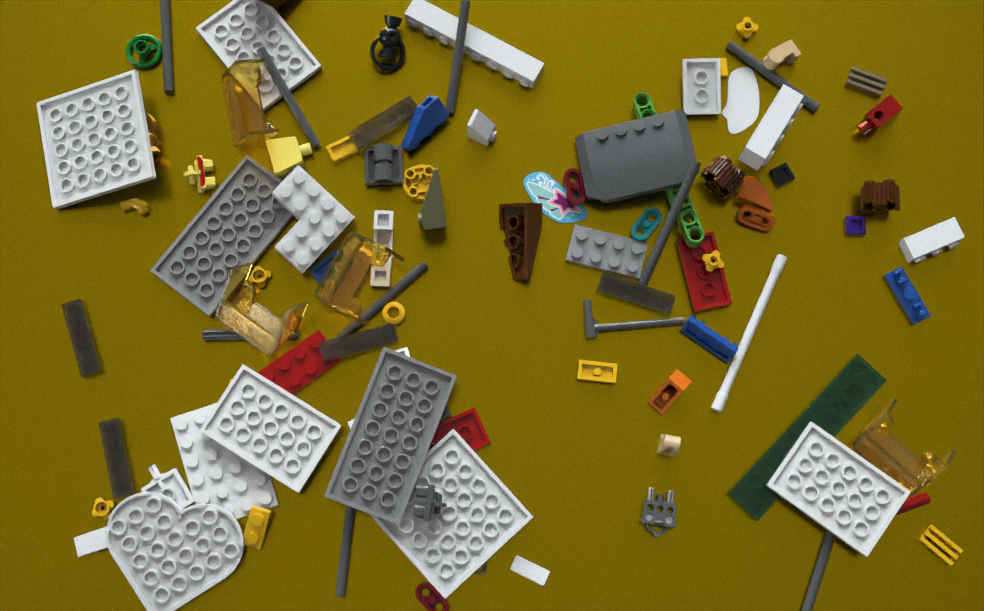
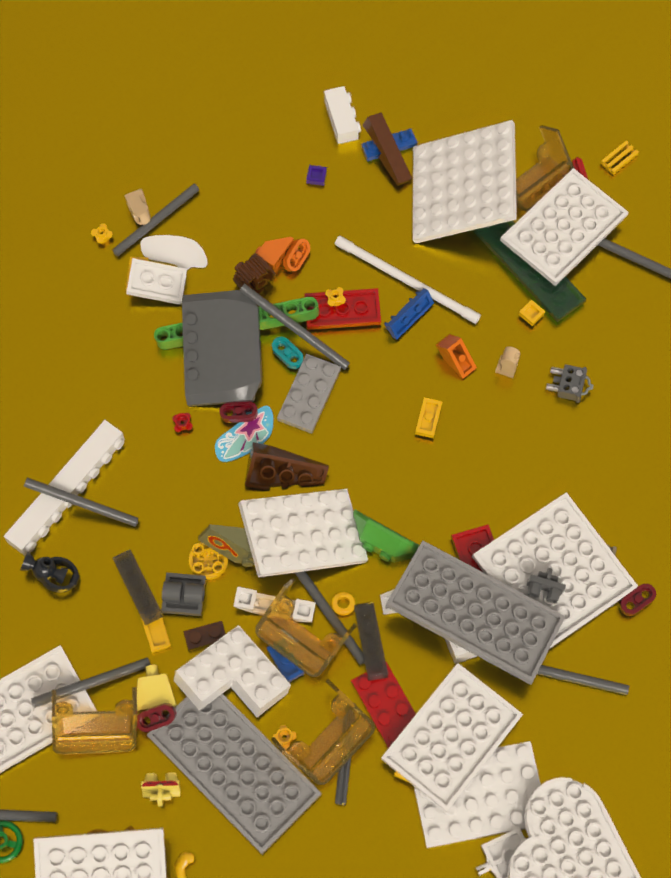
camera: 80 degrees left, 10 degrees down
(256, 527) = (551, 764): yellow plate -> none
(261, 161) = (156, 716): none -> dark red plate
(347, 191) = (204, 635): none -> reddish brown plate
(426, 118) = (143, 545): blue slope -> none
(453, 262) = (302, 532): none -> white plate
(461, 340) = (383, 540): none -> bright green wedge
(481, 128) = (162, 490): white slope -> none
(529, 570) = (615, 506): white sticker -> none
(557, 132) = (182, 417): none -> red plate
(592, 327) = (383, 416): dark grey bar -> none
(636, 293) = (355, 371): clear smoke plate -> none
(732, 464) = (531, 312): none -> yellow plate
(772, 128) = (218, 220): white brick -> none
(781, 175) = (256, 228): black tile -> none
(868, 375) = (464, 182): none -> white plate
(876, 81) = (179, 129): dark tan tile -> none
(880, 197) = (295, 147): reddish brown brick -> none
(885, 112) = (215, 133): red torso -> none
(898, 292) = (390, 154): none -> reddish brown slope

